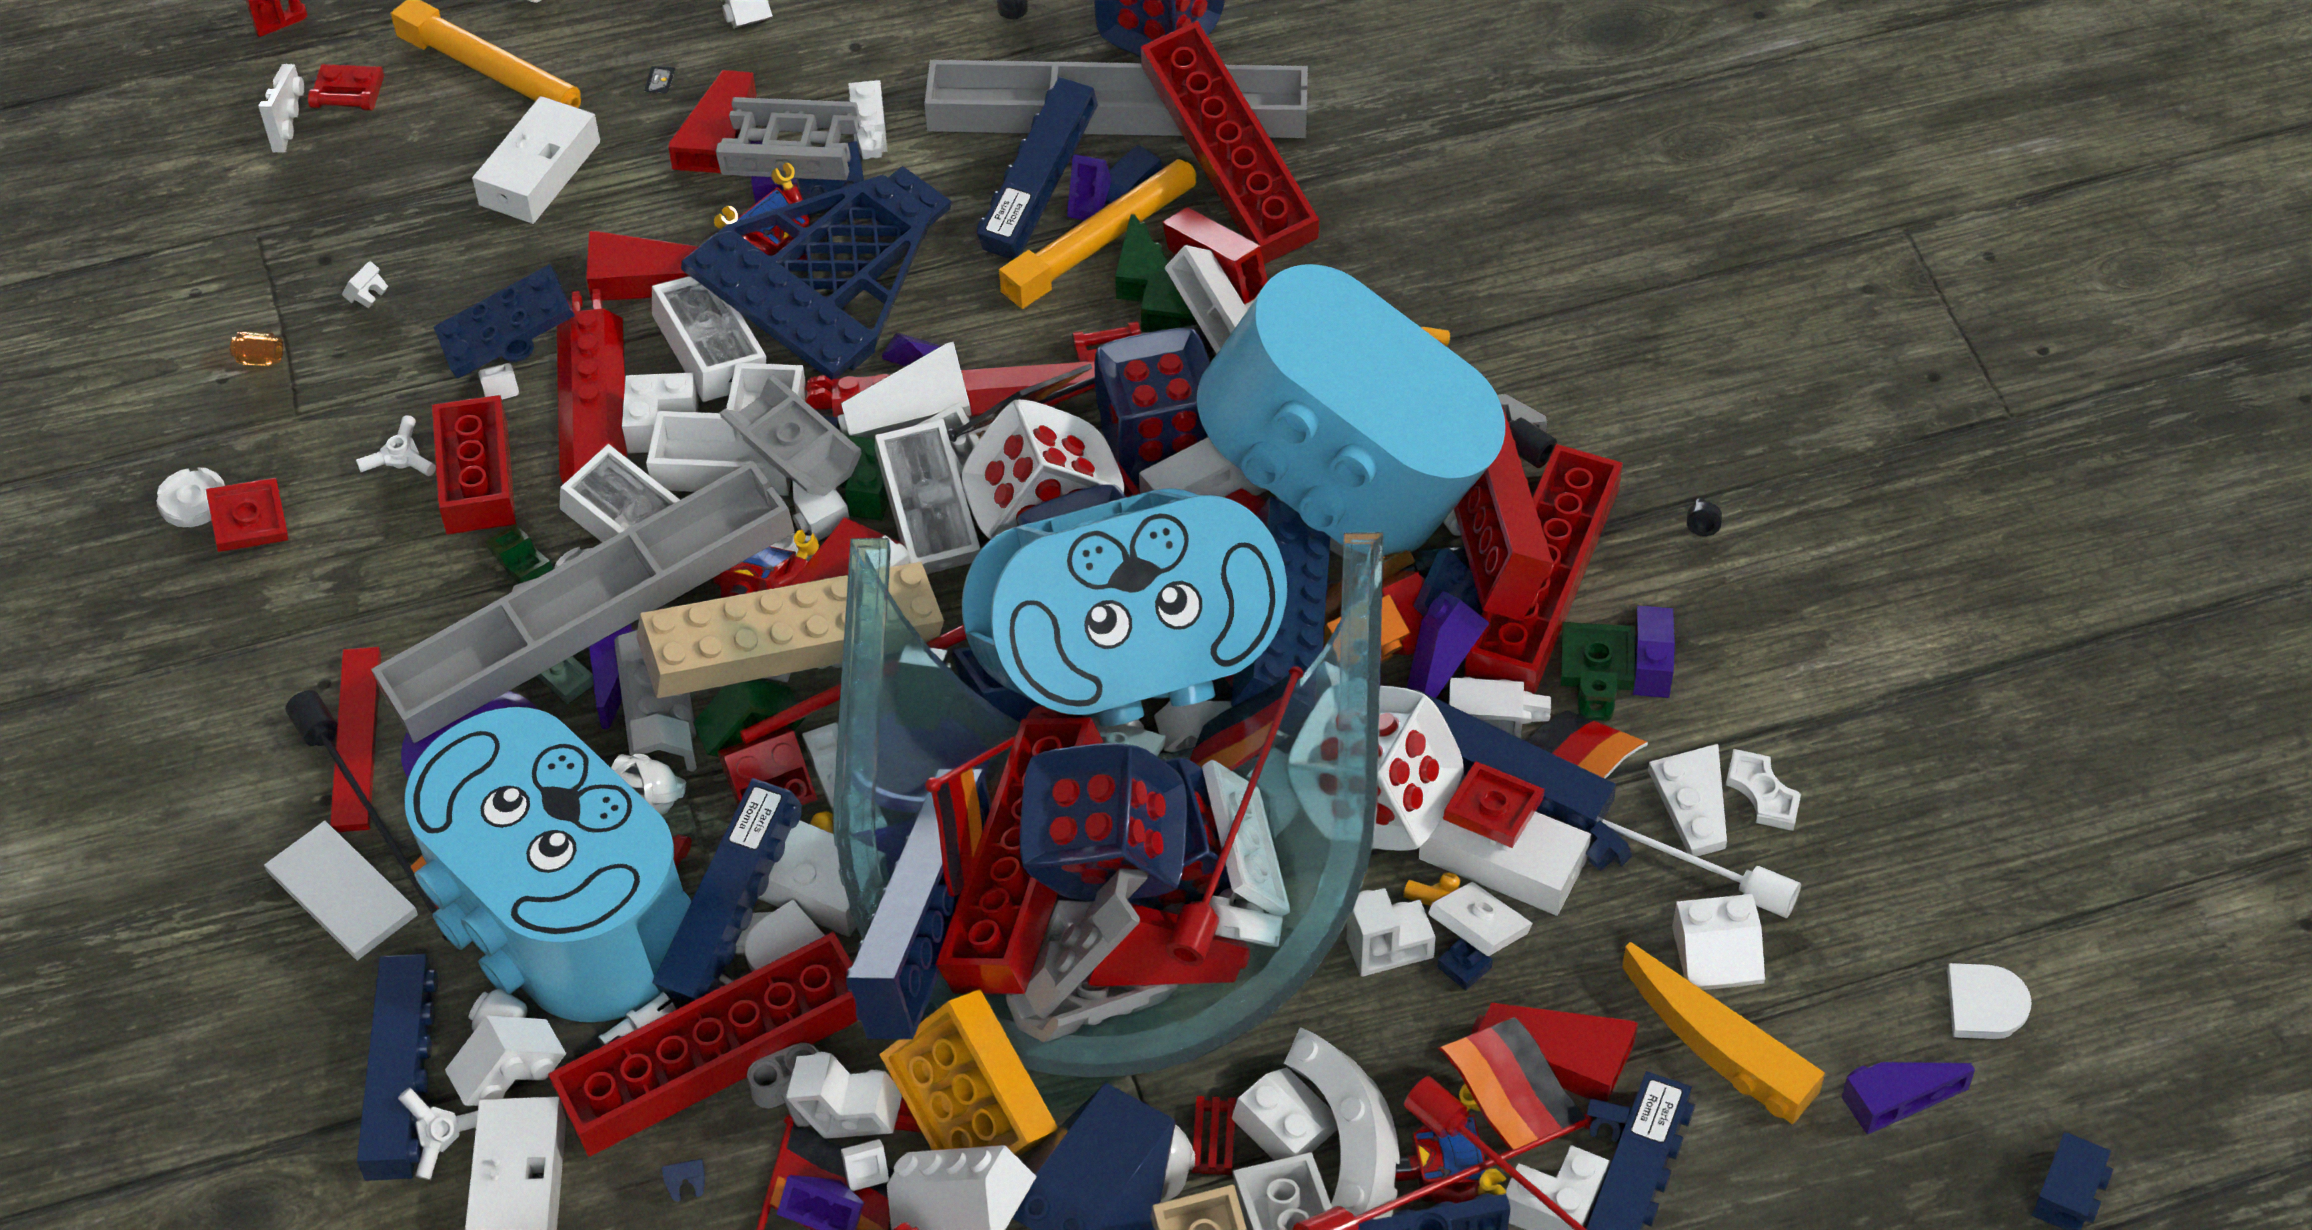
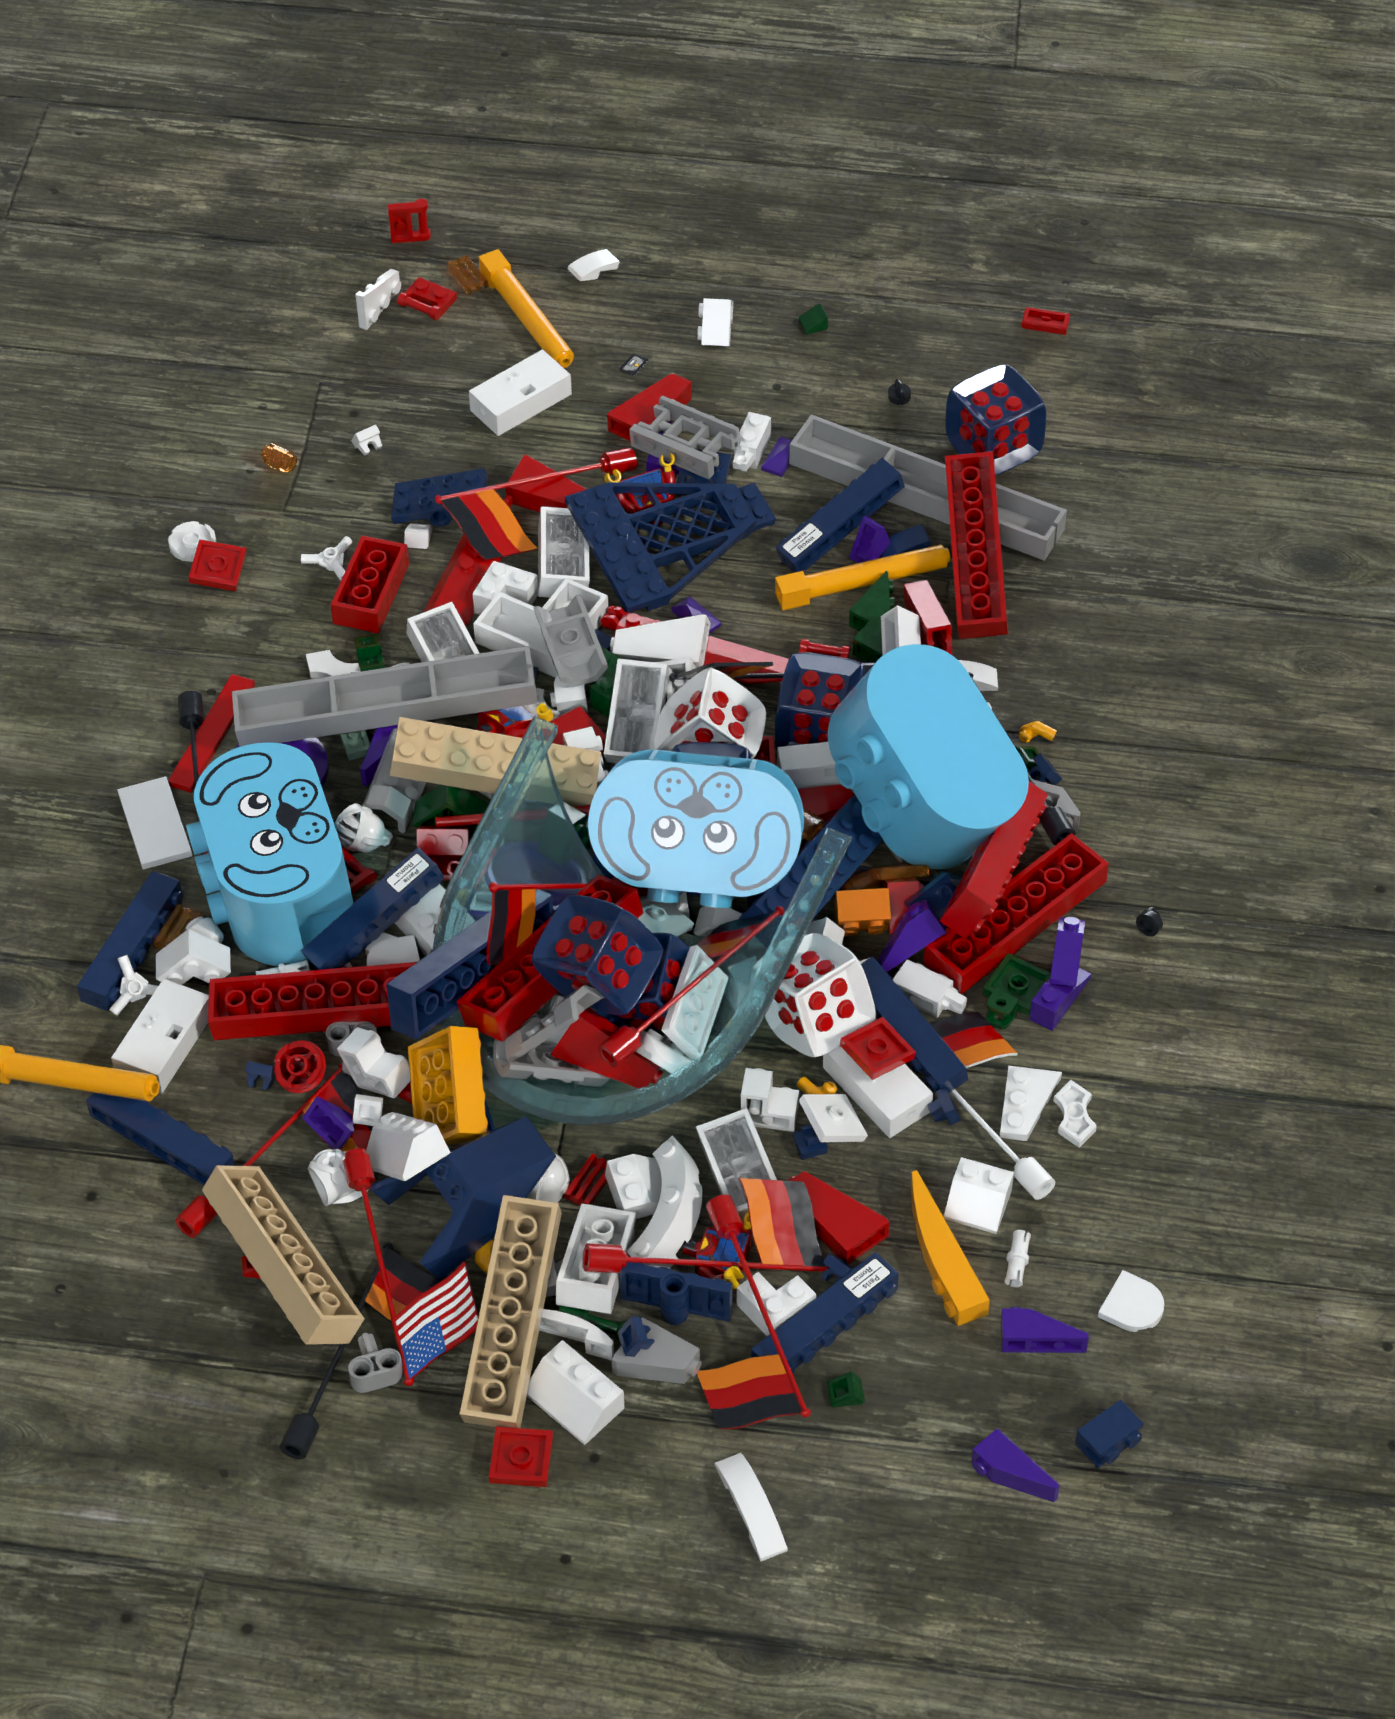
camera: 25 degrees right, 0 degrees up
(379, 45) = (461, 279): none -> clear orange tile
(454, 997) = (171, 922): none -> clear orange tile
(466, 592) = (324, 664): none -> white tile
(595, 330) = (490, 522): none -> flag
(739, 1144) = (299, 1066): none -> red cone
(910, 126) = (778, 458): none -> dark purple slope
(1395, 1025) = (734, 1153): none -> clear brick
(1637, 590) = (1067, 951): none -> dark purple slope
(1815, 1003) = (1017, 1258): none -> white pin

